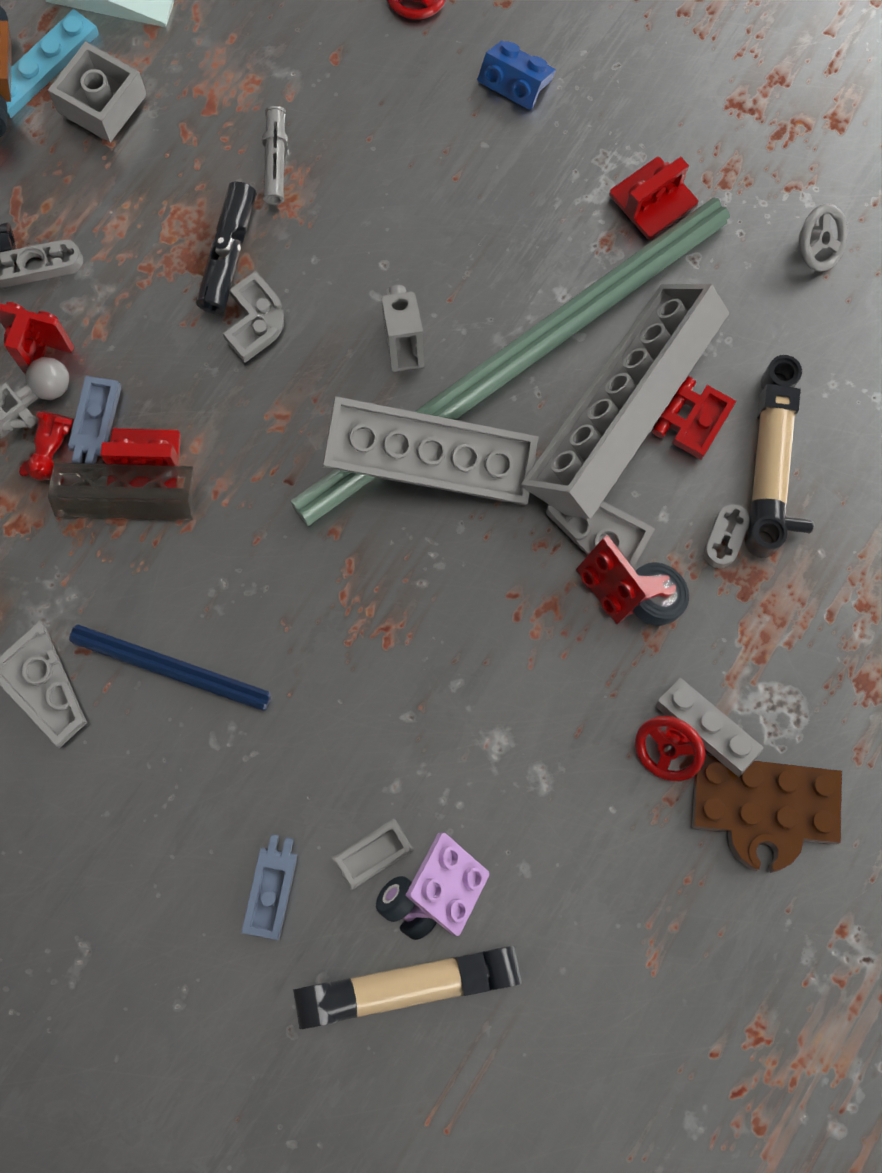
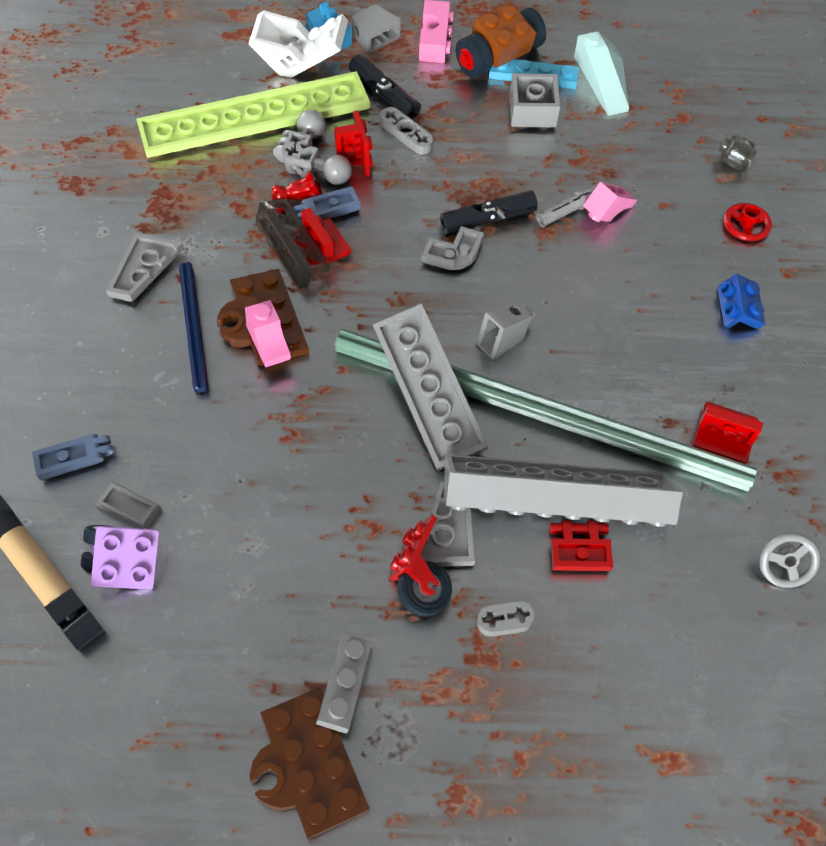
camera: 60 degrees right, 15 degrees down
(211, 580) = (255, 290): none -> reddish brown plate
(254, 588) = (267, 333): none -> bright pink arch
(301, 112) = (608, 201): none -> bright pink arch
(684, 741) = (314, 660): red piece -> none
(776, 411) = (628, 602): piece -> none

